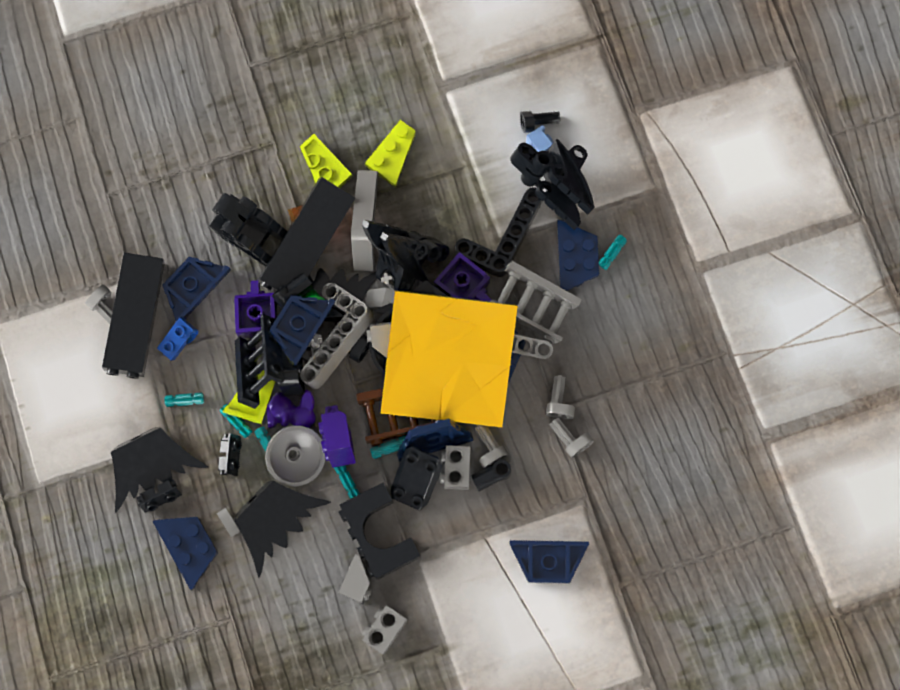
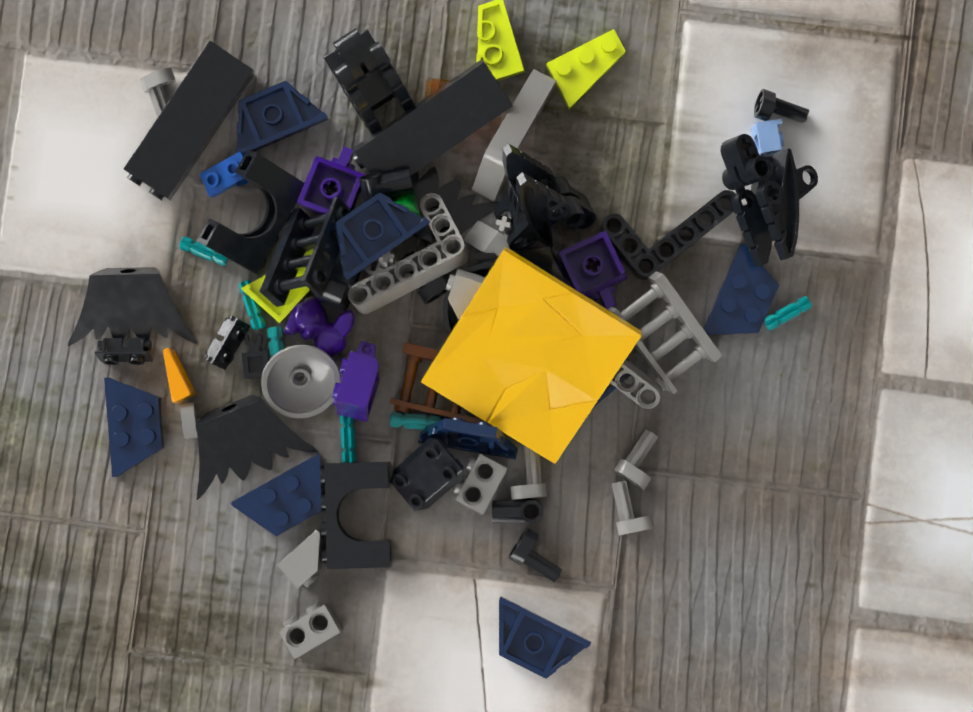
camera: 20 degrees right, 10 degrees up
(209, 500) = (179, 382): none -> light orange slope
(221, 333) = (281, 195): none -> black arch
(255, 458) = (255, 359): none -> black plate
(323, 545) = (286, 498): none -> dark blue wing
(511, 502) = (522, 553): none -> black piece

